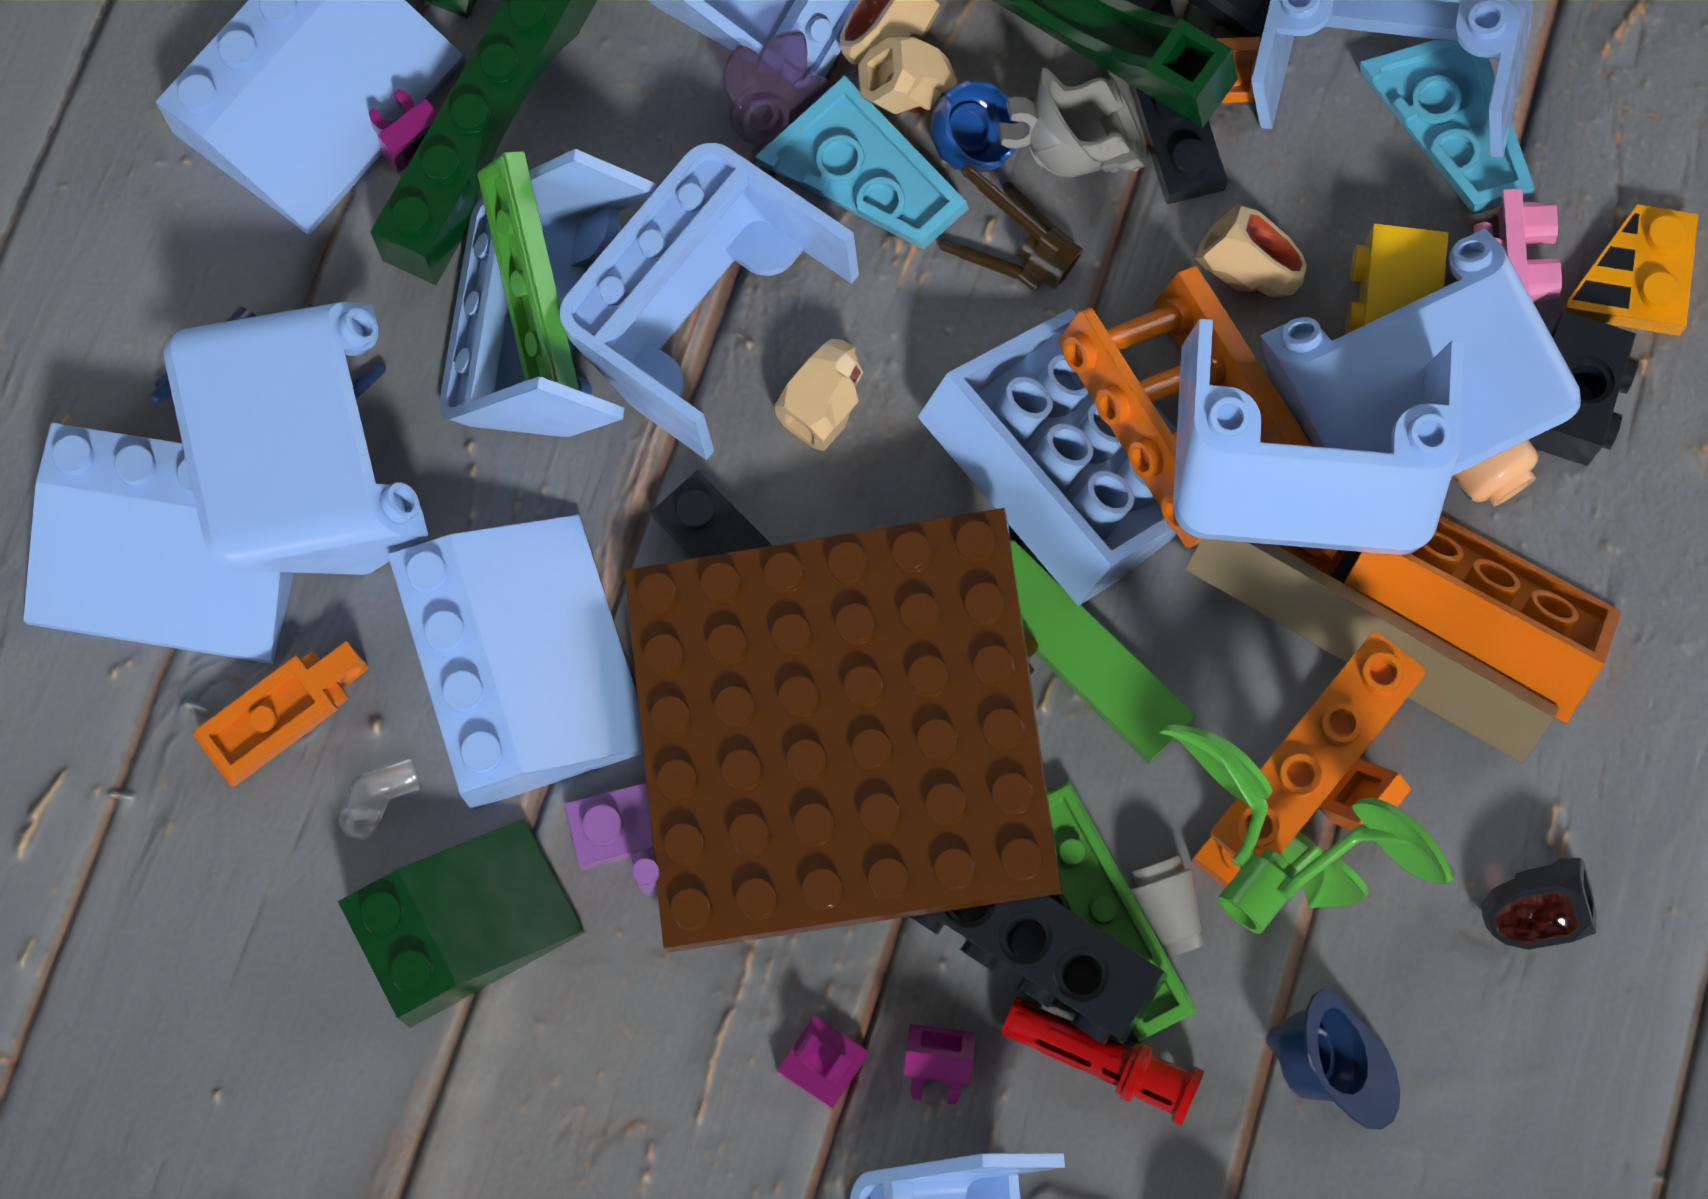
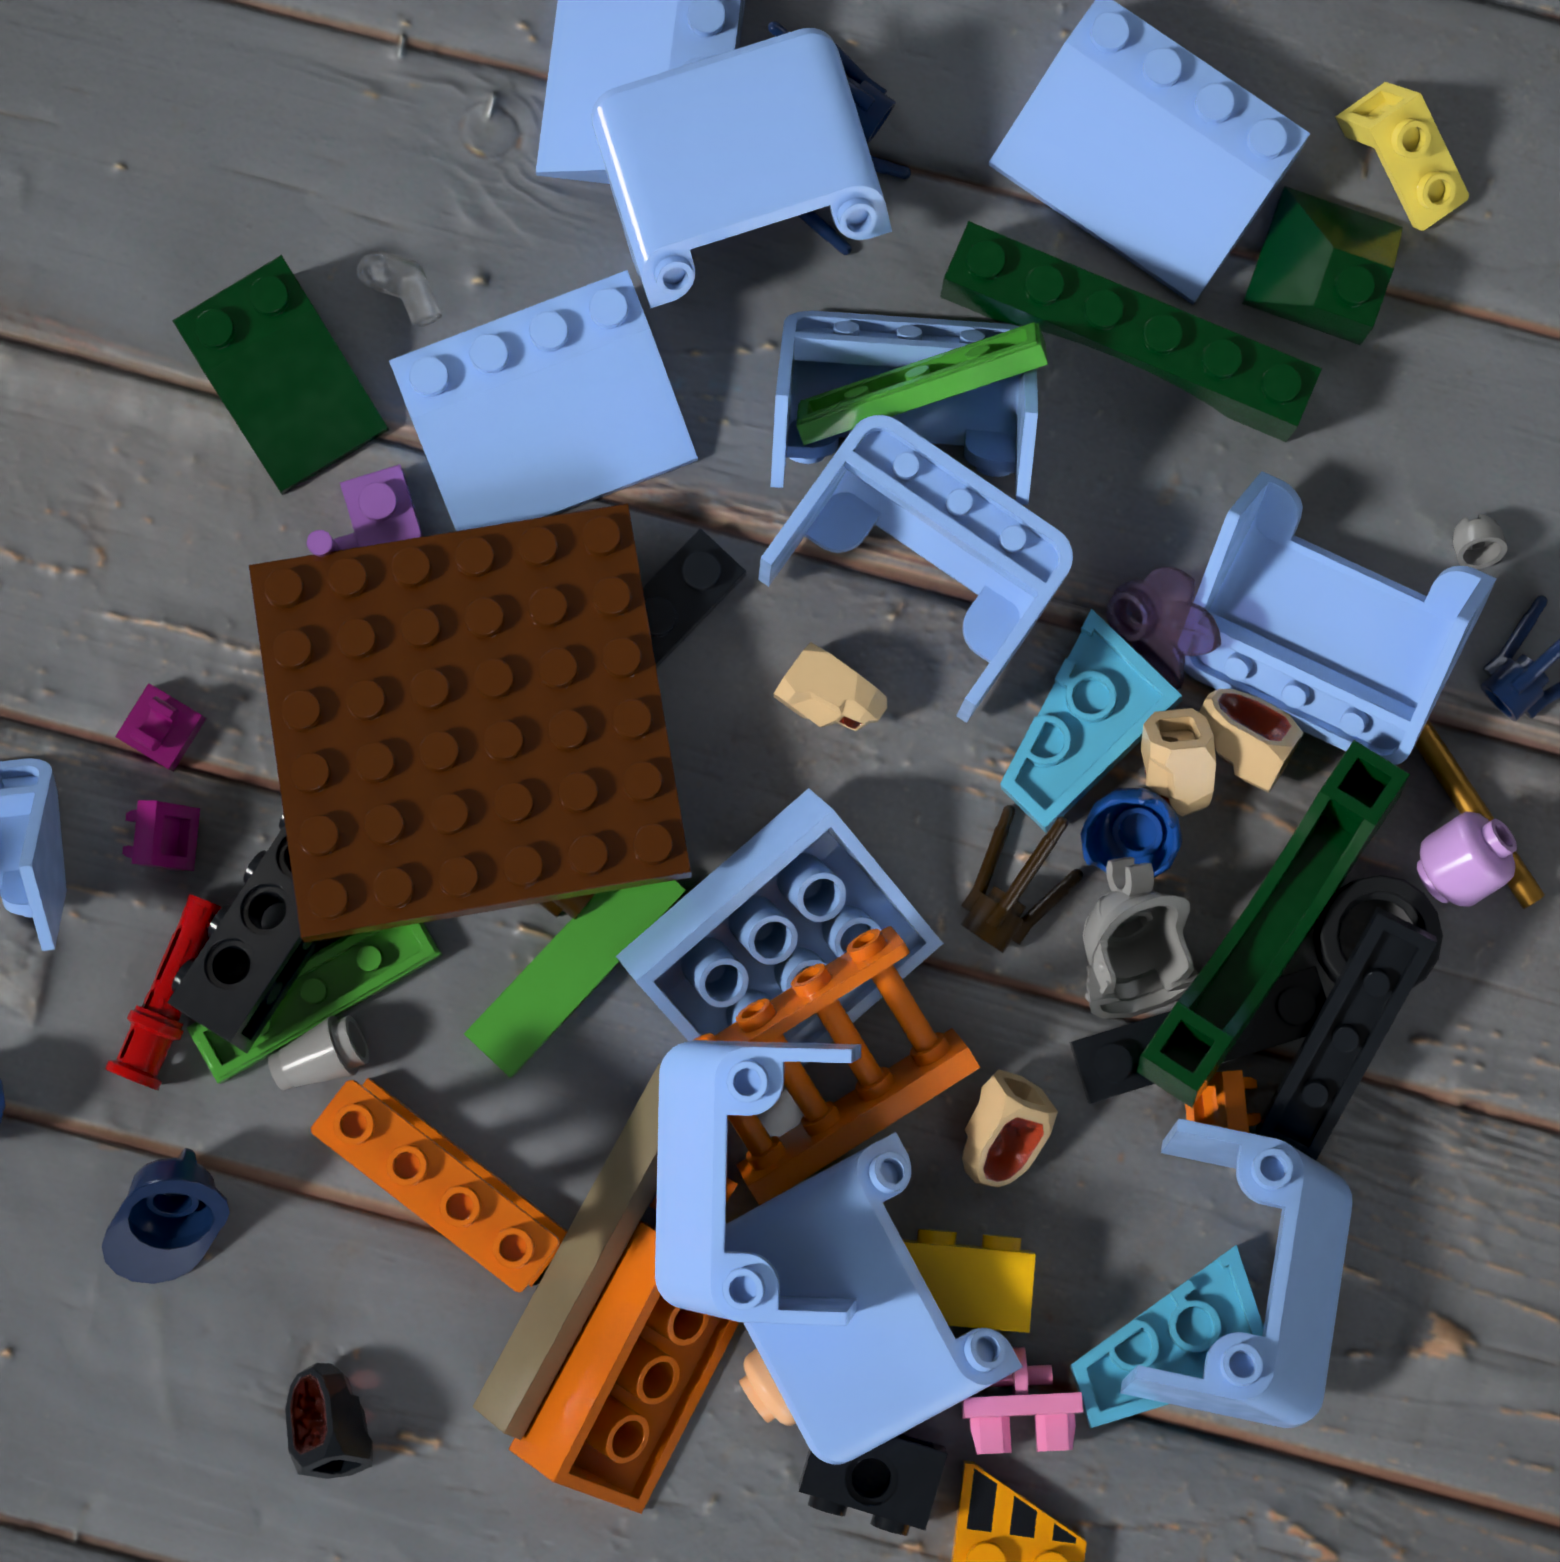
camera: 90 degrees right, 10 degrees up
(278, 711) = (480, 183): orange hinge -> none
(403, 136) = (1093, 251): magenta tile -> none
(1272, 880) = (290, 1131): bright green plant -> none
(1359, 782) = (419, 1253): orange tile -> none

